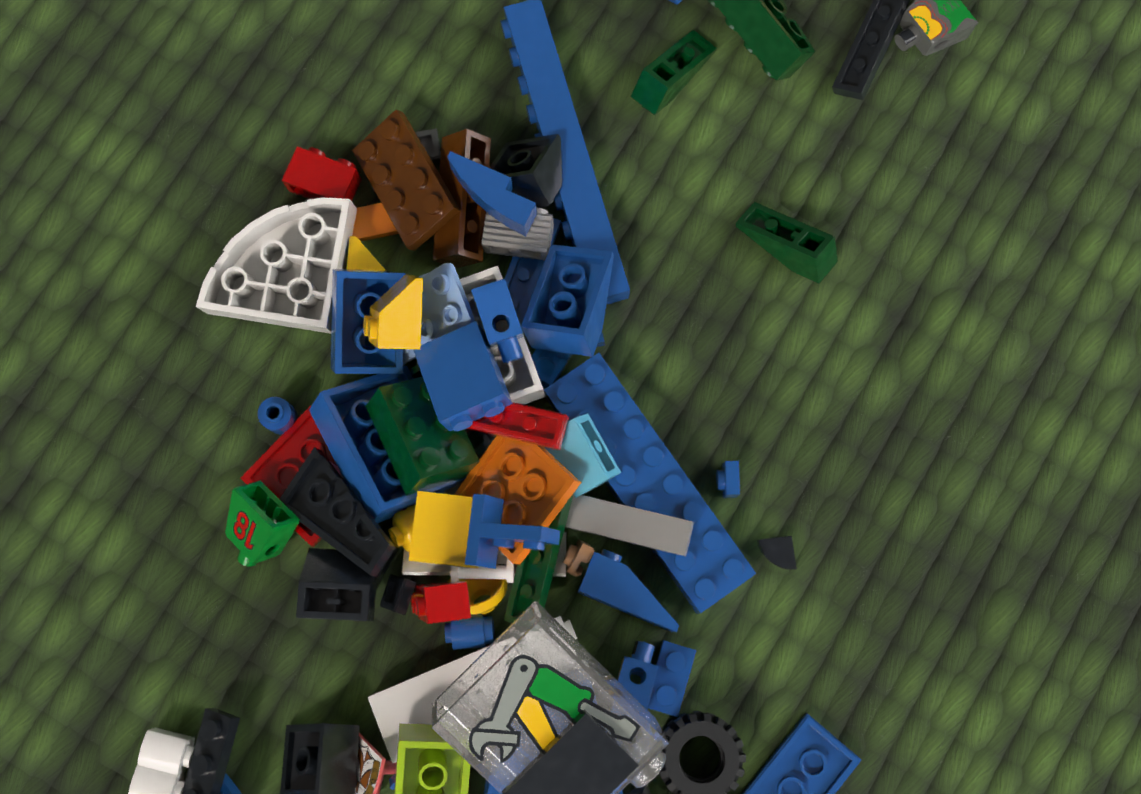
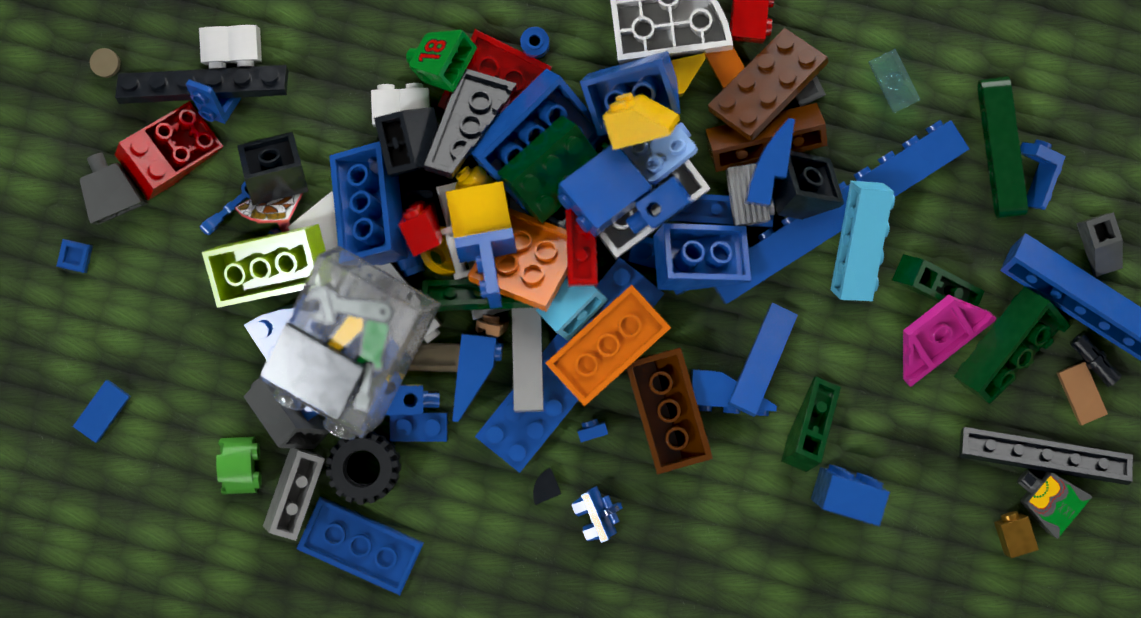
camera: 70 degrees right, 10 degrees up
(283, 600) = (391, 100): none -> white brick
(395, 658) = (367, 205): none -> blue slope
(445, 56) = (894, 81): none -> clear light blue plate
(598, 629) = (436, 357): none -> dark tan tile
(604, 128) = (862, 241): none -> medium azure brick
(639, 428) = (608, 345): none -> orange plate
(703, 270) = (762, 359): none -> blue tile
(722, 326) = (716, 388): none -> blue slope
(728, 83) = (940, 335): none -> dark pink wing
(730, 387) = (669, 410): none -> reddish brown slope
(826, 497) = (601, 513): none -> blue hips
(878, 214) = (850, 495): none -> blue brick
(962, 66) = (1016, 534): none -> pearl gold brick

